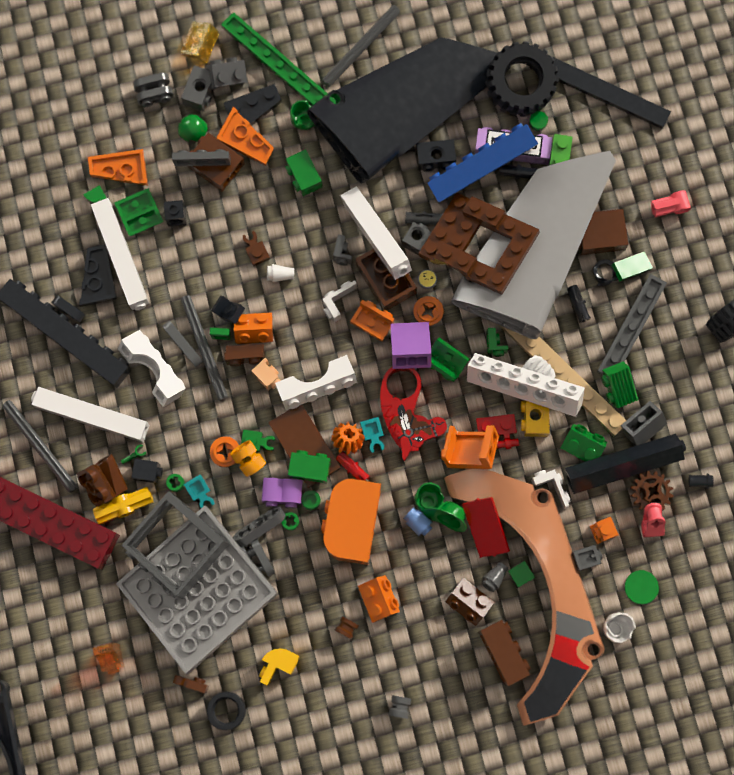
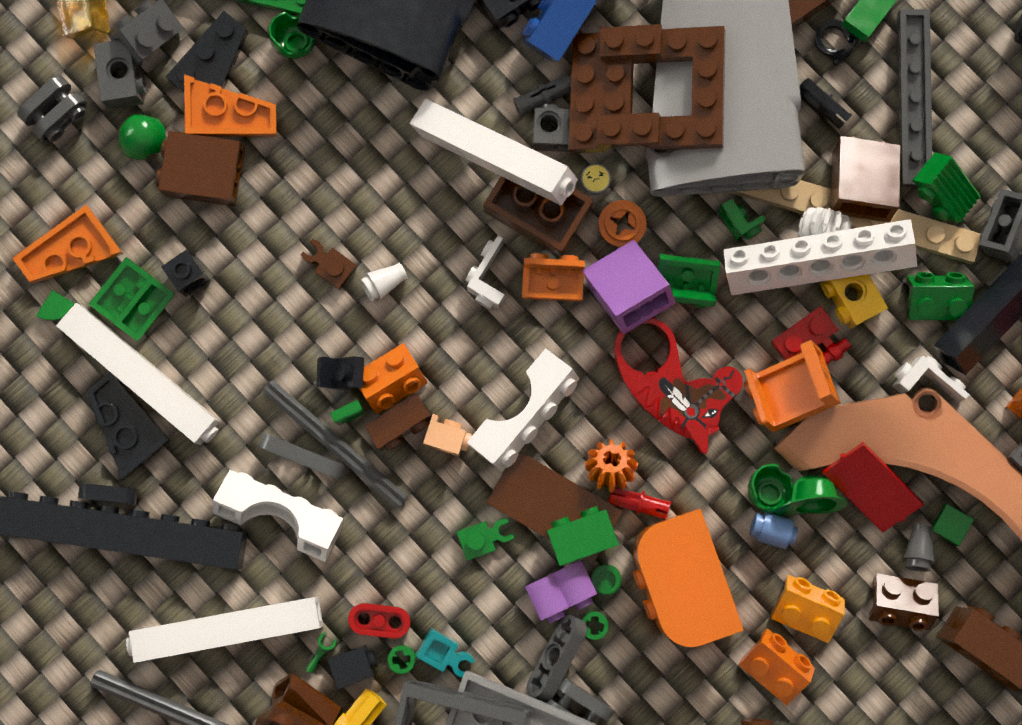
camera: 30 degrees left, 5 degrees up
(175, 454) = (379, 620): none -> red plate
(201, 158) = (180, 174): dark grey plate -> none
(217, 447) = (433, 574): orange gear -> none
(250, 464) = (487, 570): light orange wheel -> none
(304, 173) = (338, 118): green brick -> none
(340, 248) = (451, 198): dark grey bracket -> none
(372, 430) = (639, 436): teal plate -> none
(414, 576) = (809, 608): none -> light orange bracket
(577, 356) = (865, 178): none -> brick

